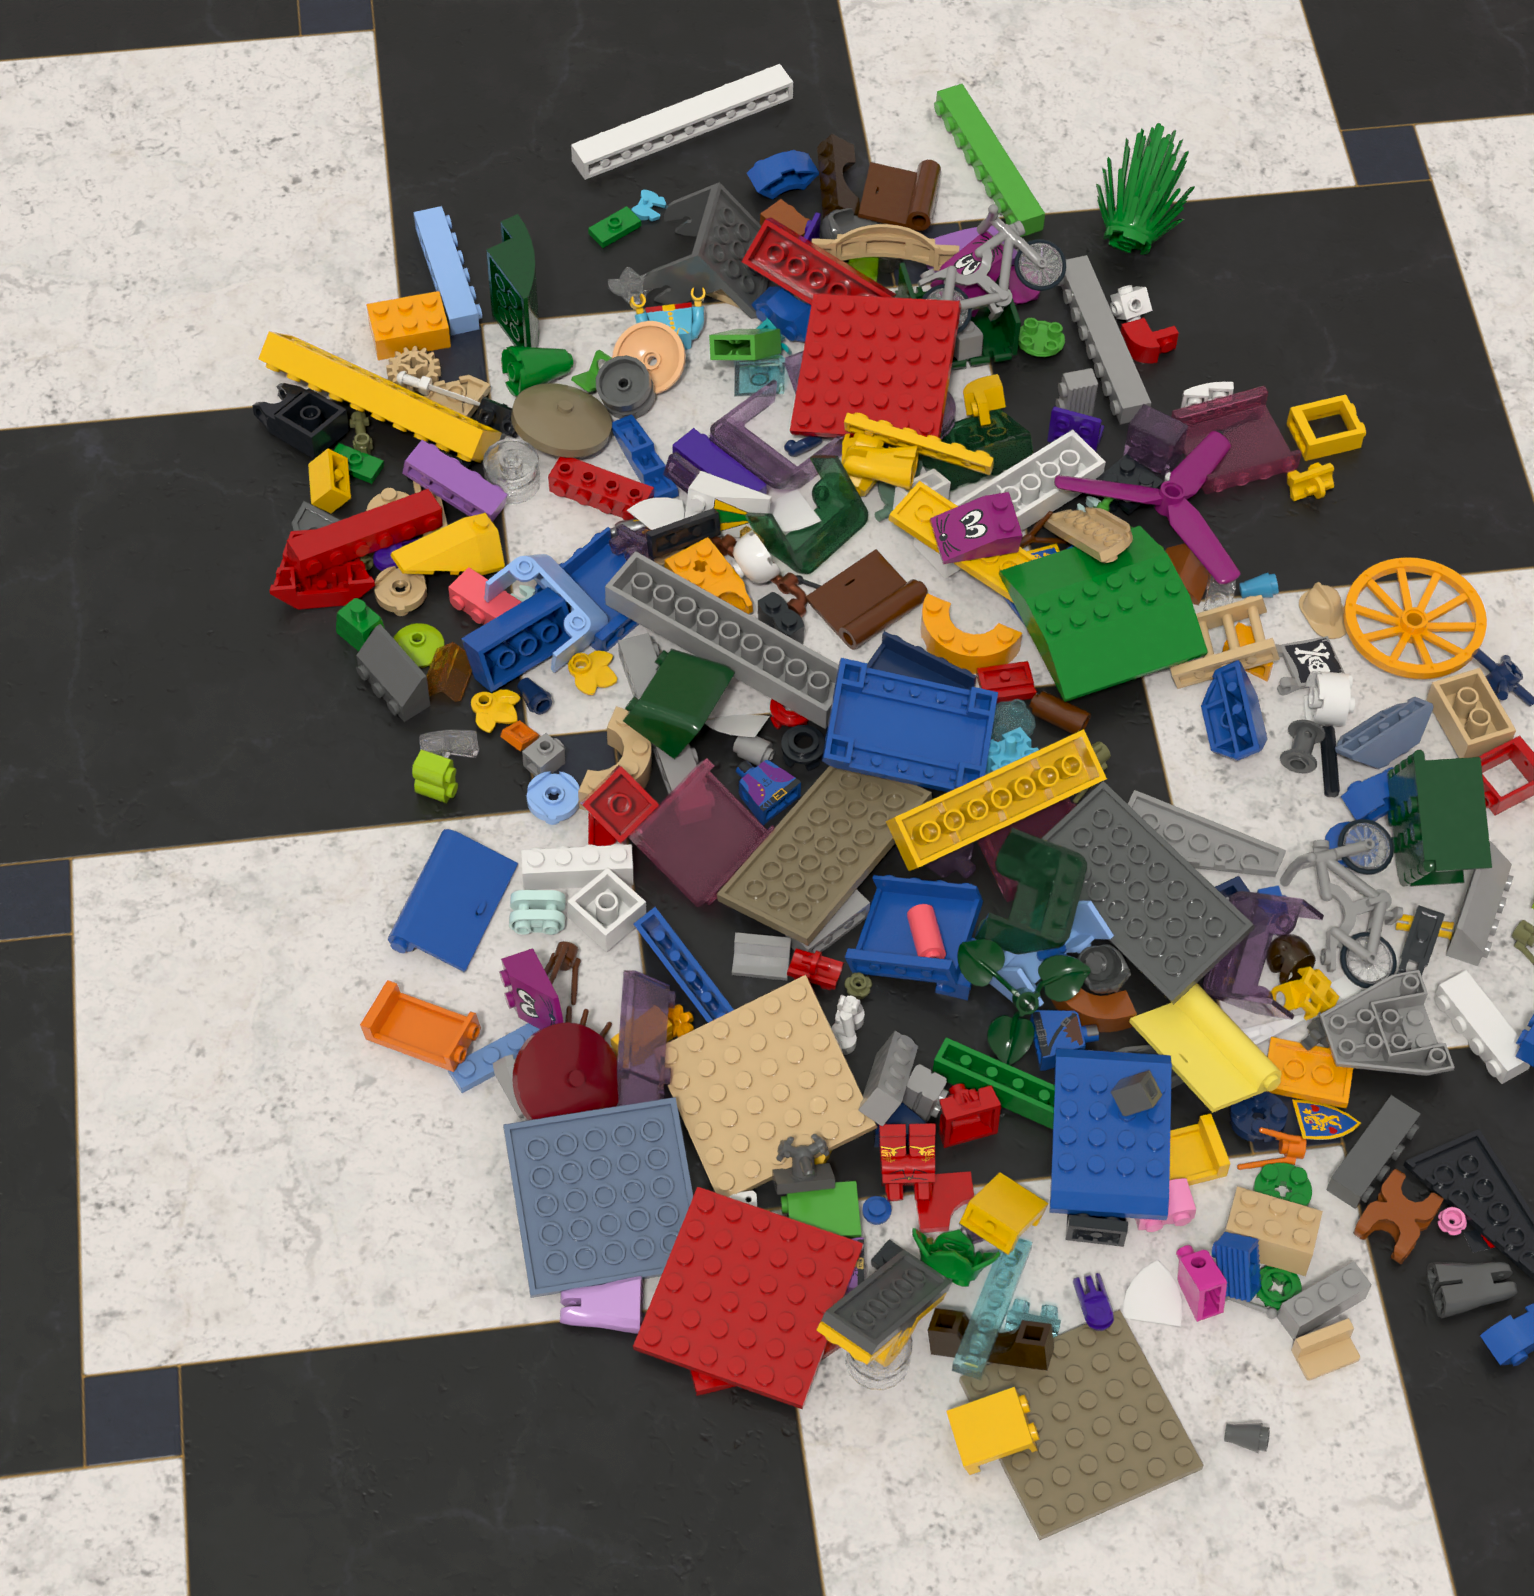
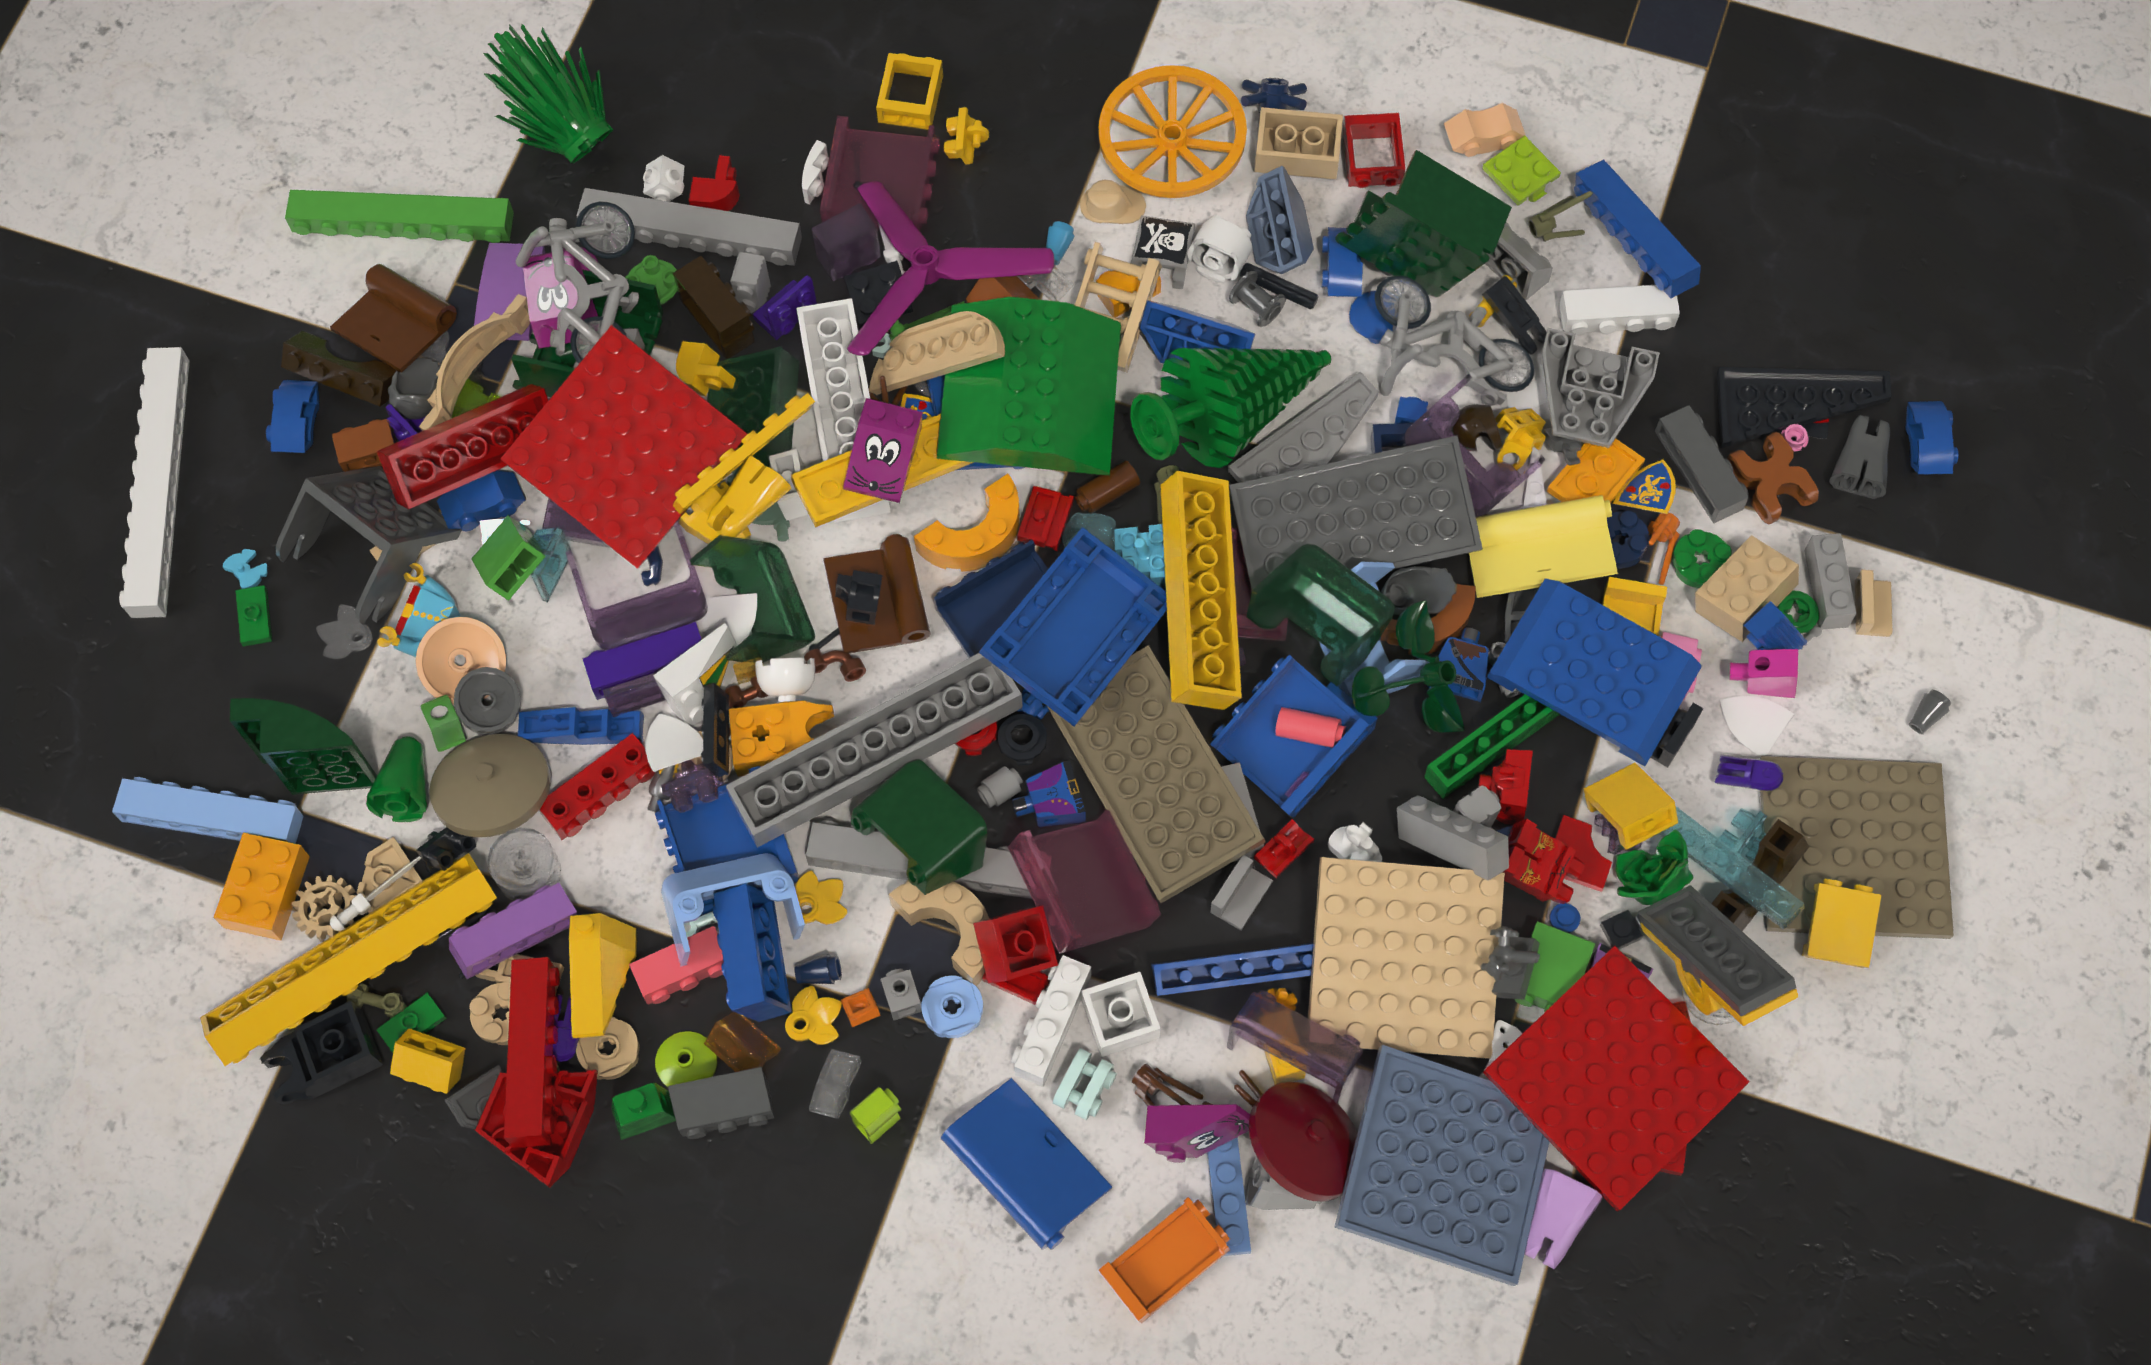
camera: 60 degrees left, 10 degrees up
(738, 724) = (970, 780): white sticker -> none
(775, 613) = (857, 690): black brick -> none
(855, 584) = (860, 595): none -> black brick
(858, 992) = (1312, 825): olive plate -> none
(1039, 381) = (715, 306): none -> dark brown piece
(1136, 1093) = (1585, 626): dark grey panel -> none
(1183, 743) = (1220, 399): none -> green plant

